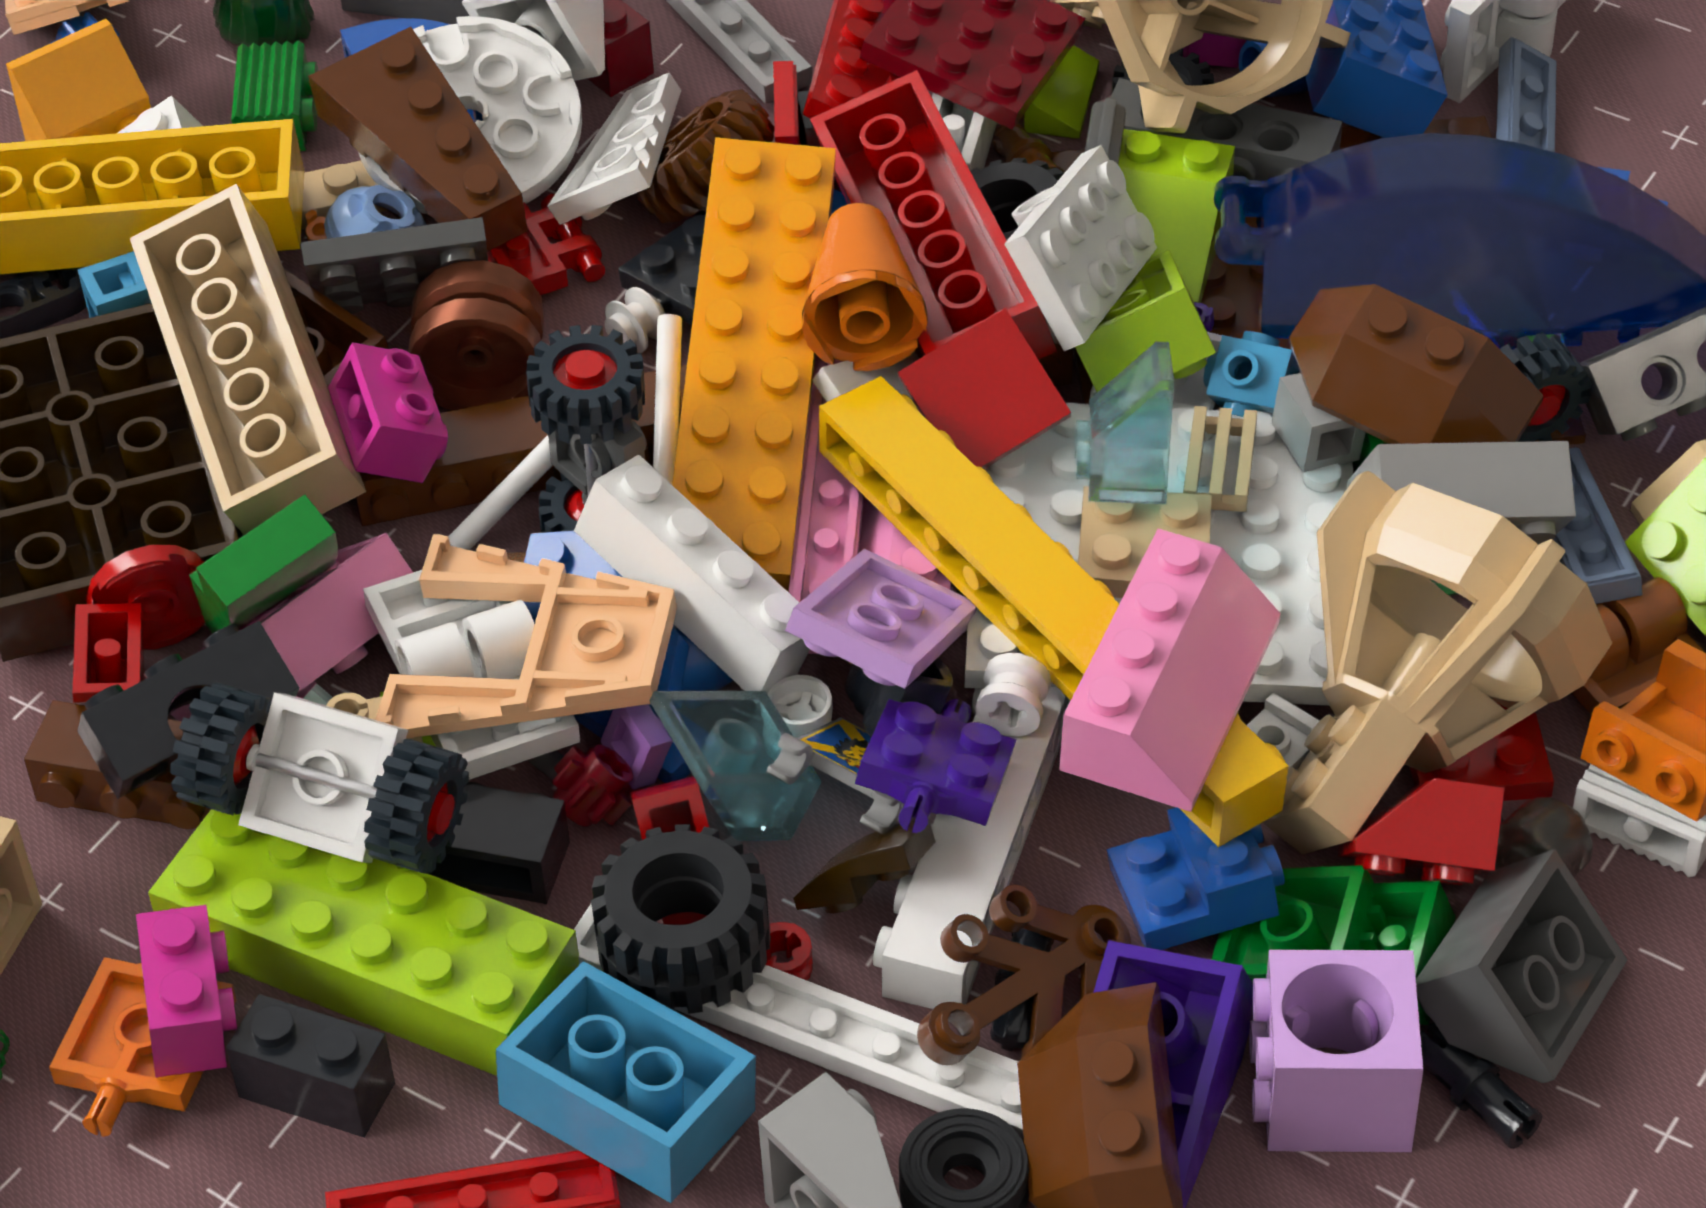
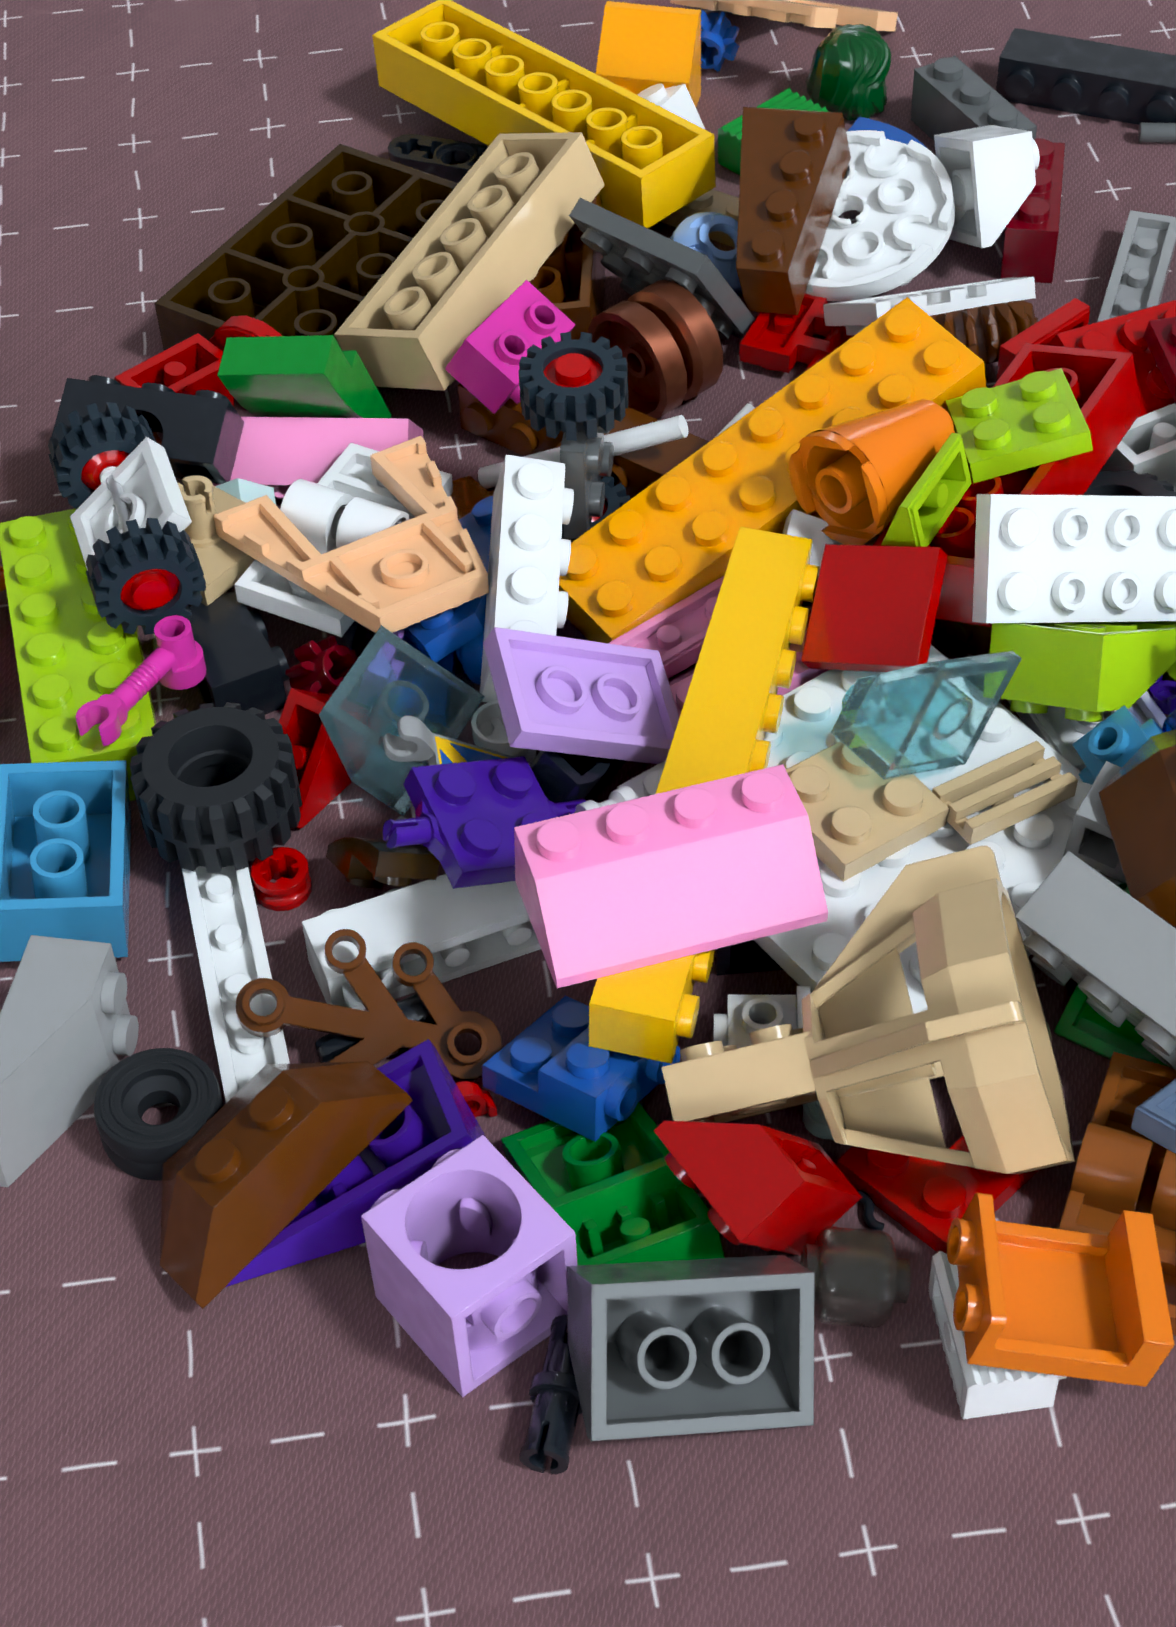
camera: 50 degrees right, 0 degrees up
(498, 868) = (175, 663): none -> dark pink brick
(919, 178) = (1019, 425): none -> lime plate
(942, 290) = (931, 497): none -> lime slope

